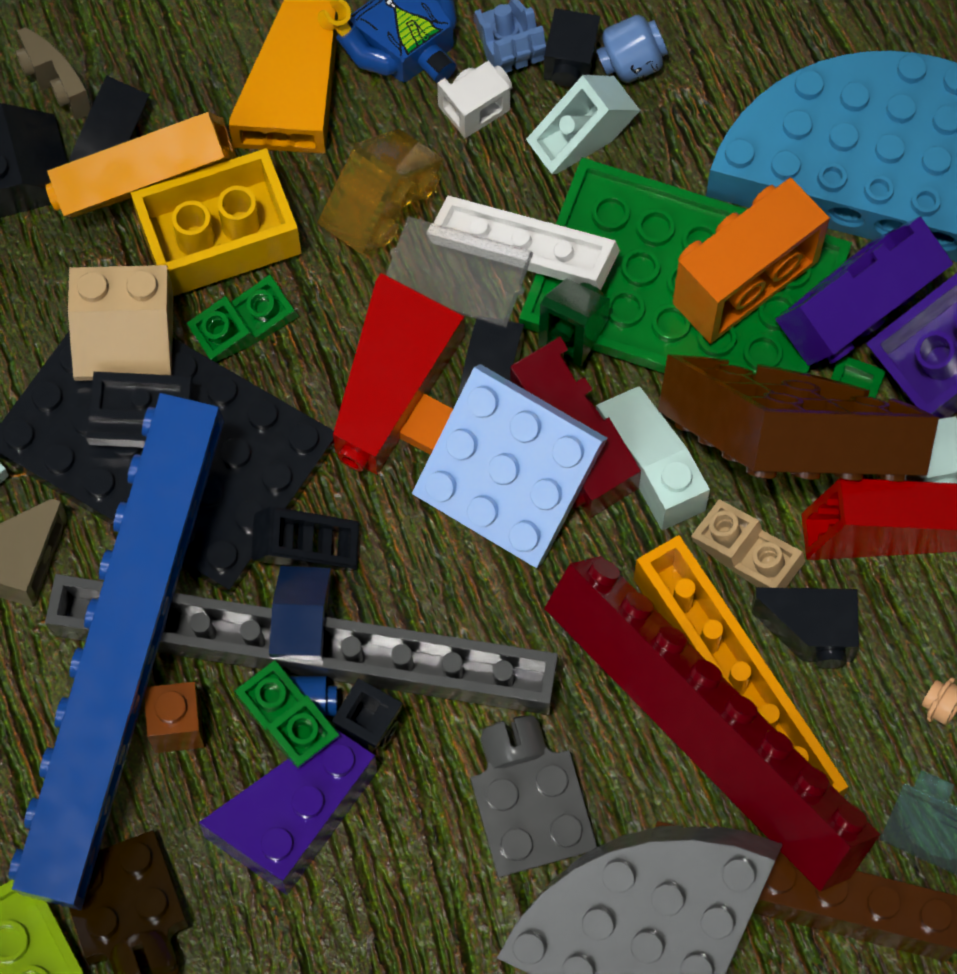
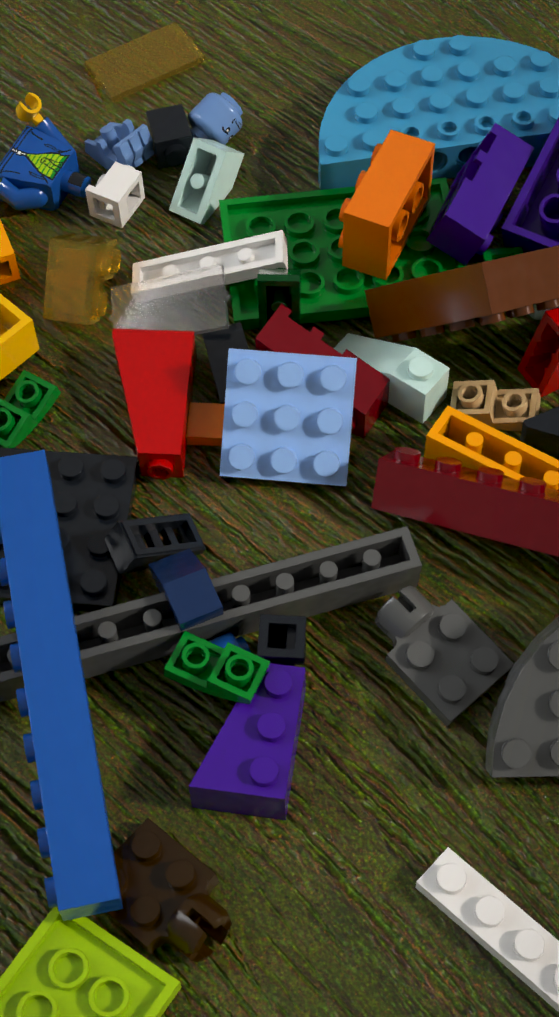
camera: 25 degrees left, 10 degrees down
(174, 717) = (120, 719): dark orange brick -> none

